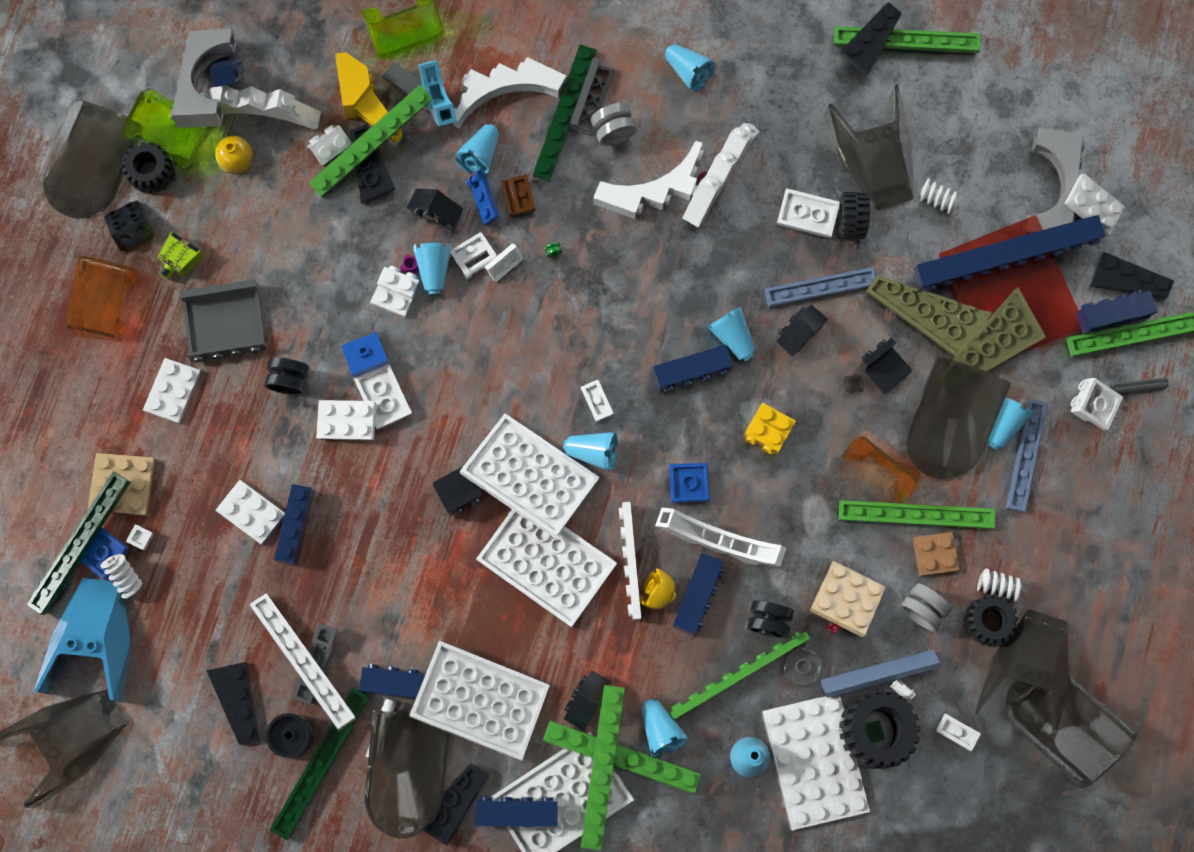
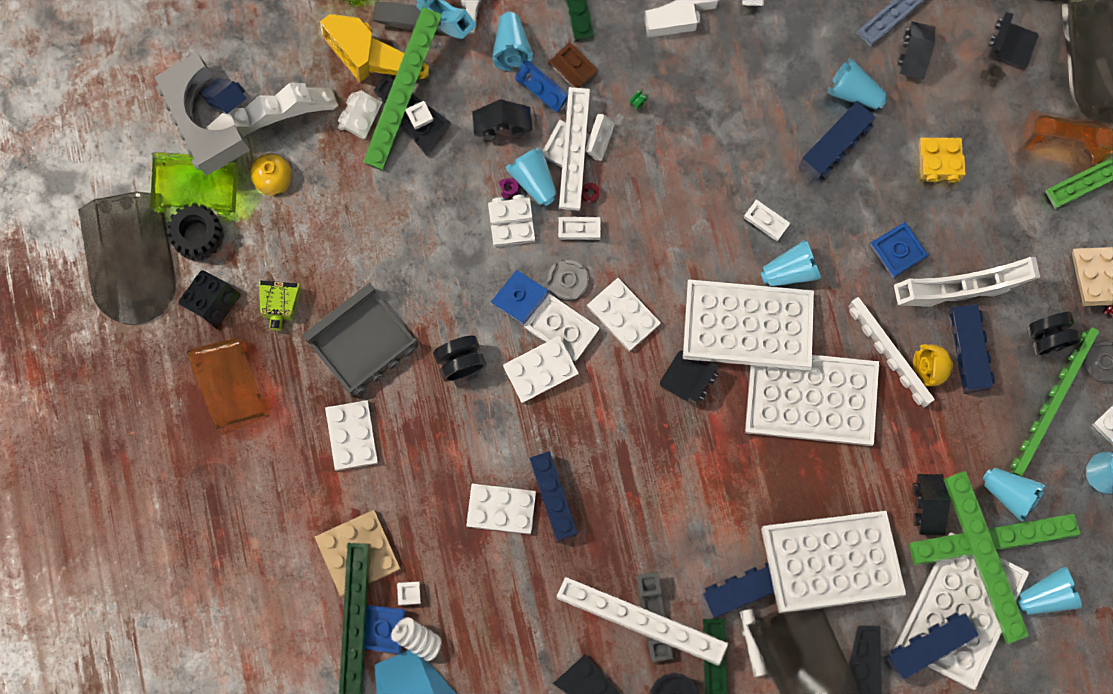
camera: 30 degrees left, 0 degrees up
(372, 169) = (419, 115): none -> white plate
(411, 362) = (567, 280): none -> light grey tile
(438, 413) = (623, 314): none -> white plate
(444, 325) = (579, 228): none -> white plate
(476, 260) = (574, 149): none -> white plate
(477, 303) = (594, 198): none -> dark red bush
(640, 828) = (1051, 594): none -> medium azure cone

